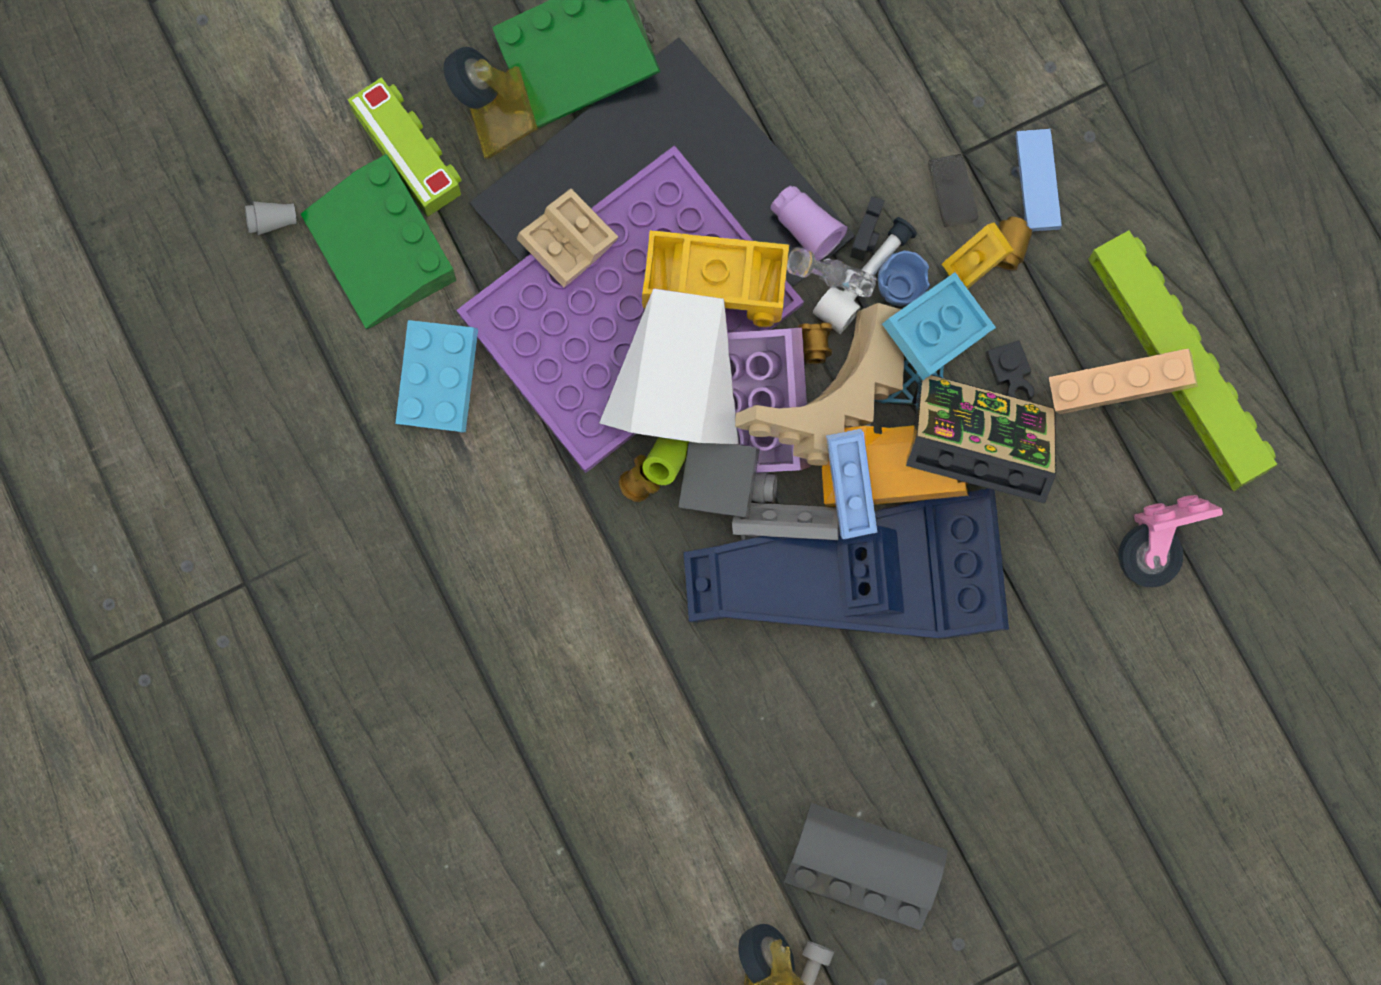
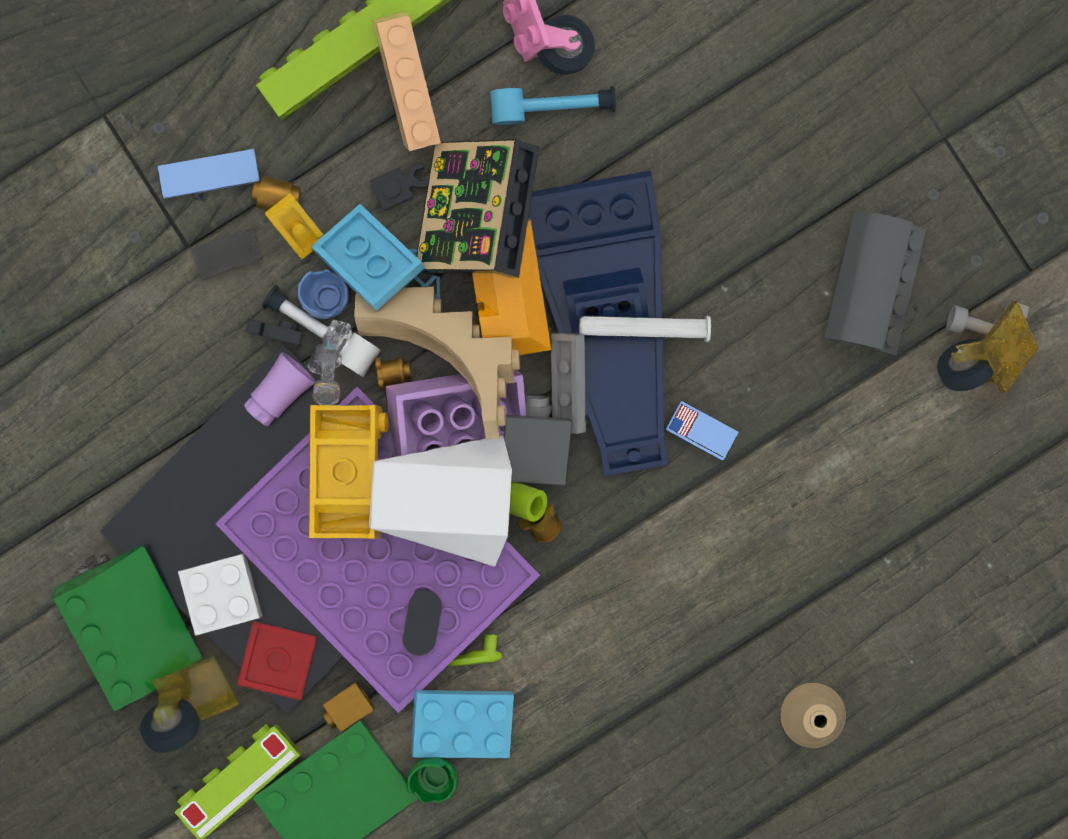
camera: 90 degrees left, 10 degrees up
(382, 340) = (432, 780): none -> green hair
(411, 759) = (803, 706): none -> tan cone
(469, 263) = (347, 707): none -> pearl gold brick
(505, 400) = (480, 657): none -> lime bar
(522, 192) = (277, 660): none -> red tile
(548, 342) = (422, 622): none -> black tile
(567, 238) = (319, 615): tan slope -> none
(600, 143) = (220, 594): none -> white brick
(721, 662) = (702, 430): none -> light blue tile
(839, 608) = (646, 327): none -> white axle
(851, 483) = (536, 326): light blue tile -> none
(1088, 491) = (510, 107): none -> medium azure piece

